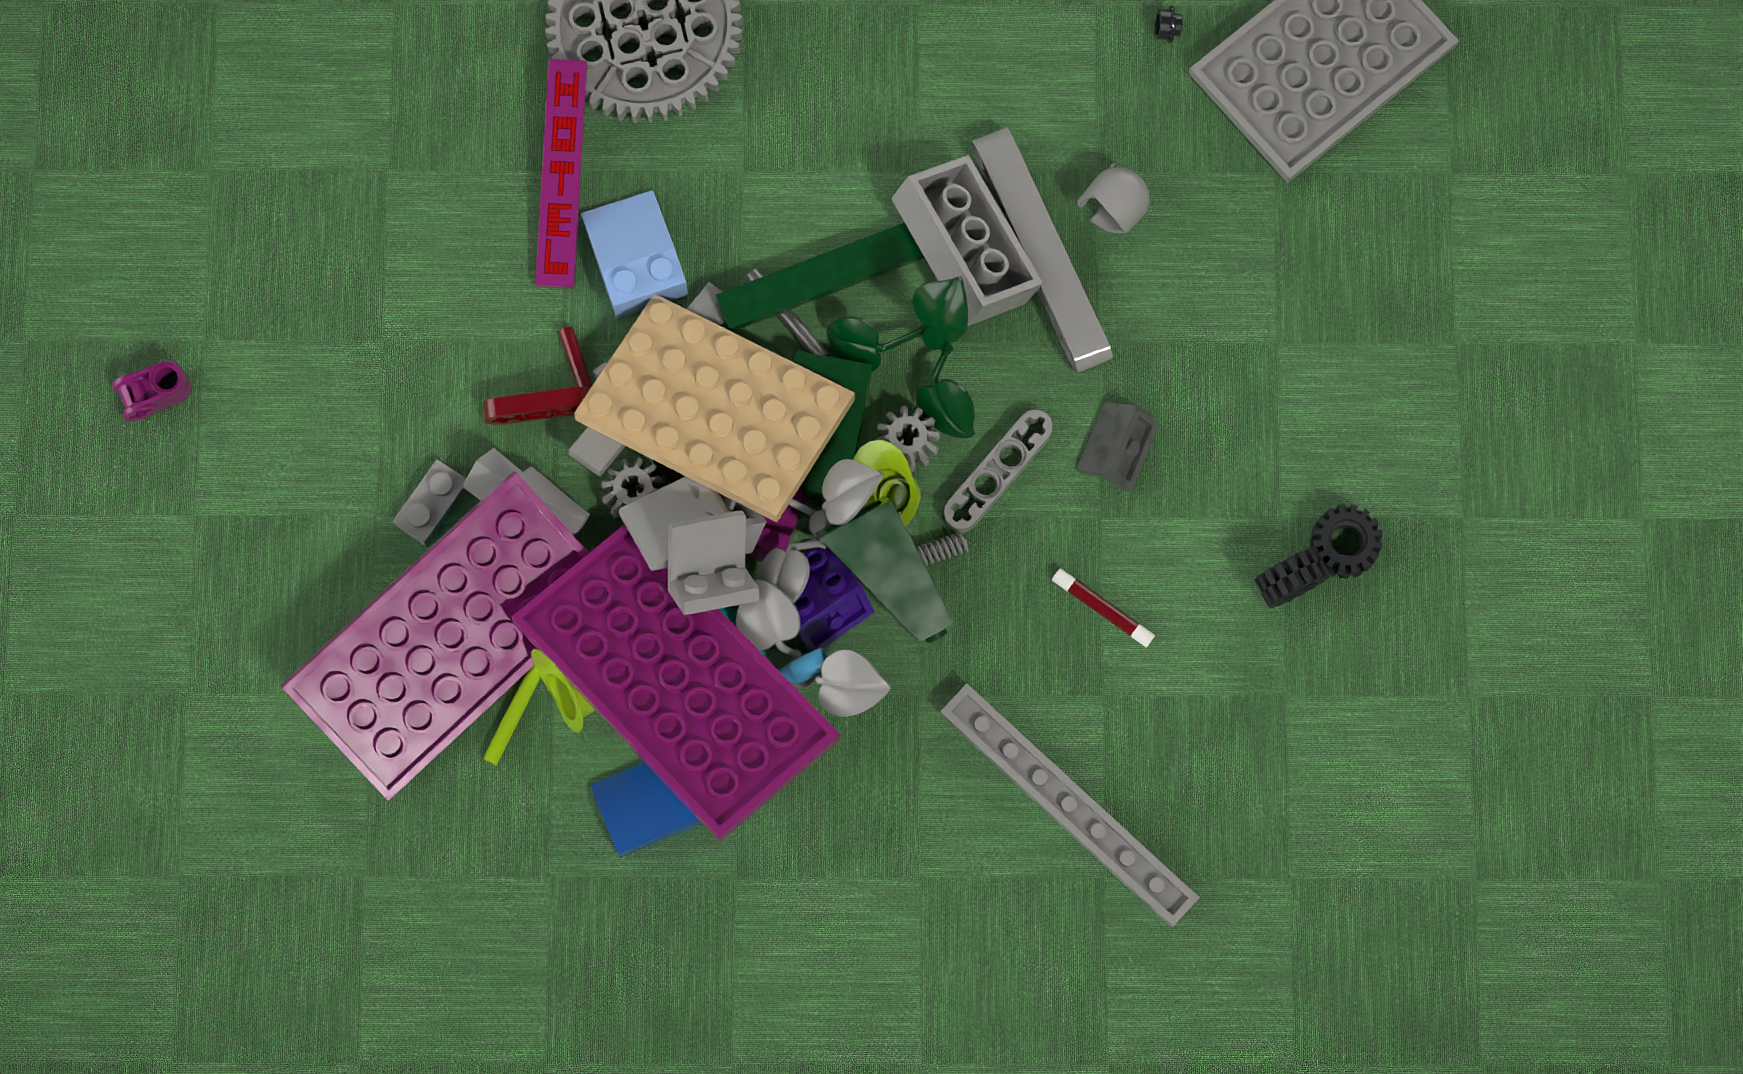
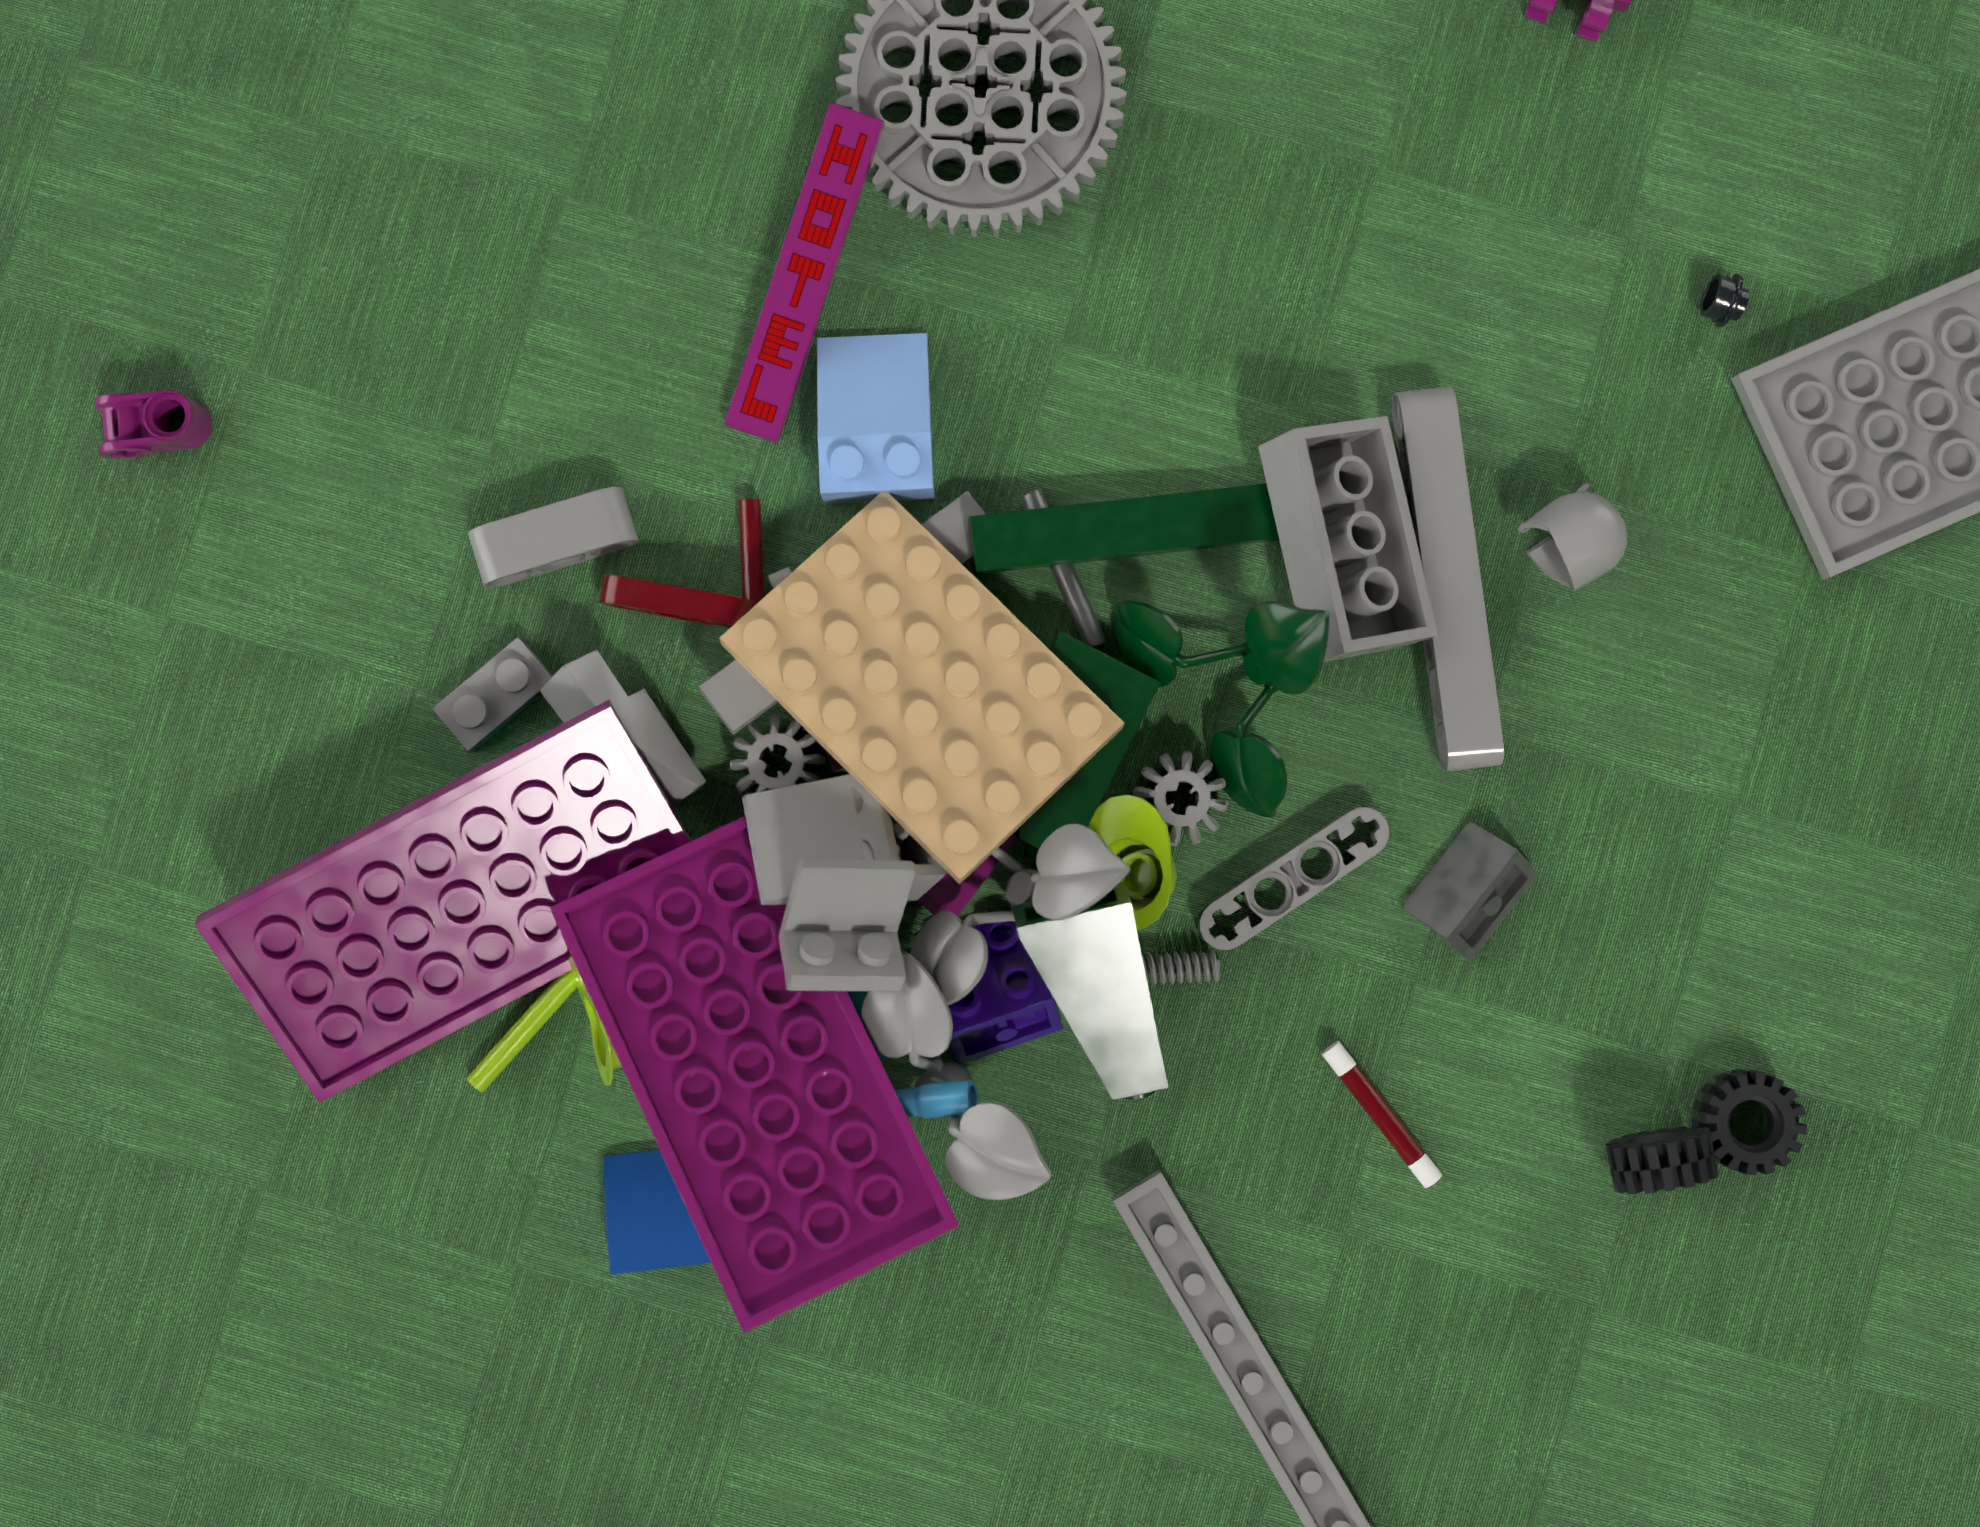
camera: 15 degrees right, 10 degrees up
(442, 388) = (553, 537): none -> light grey beam

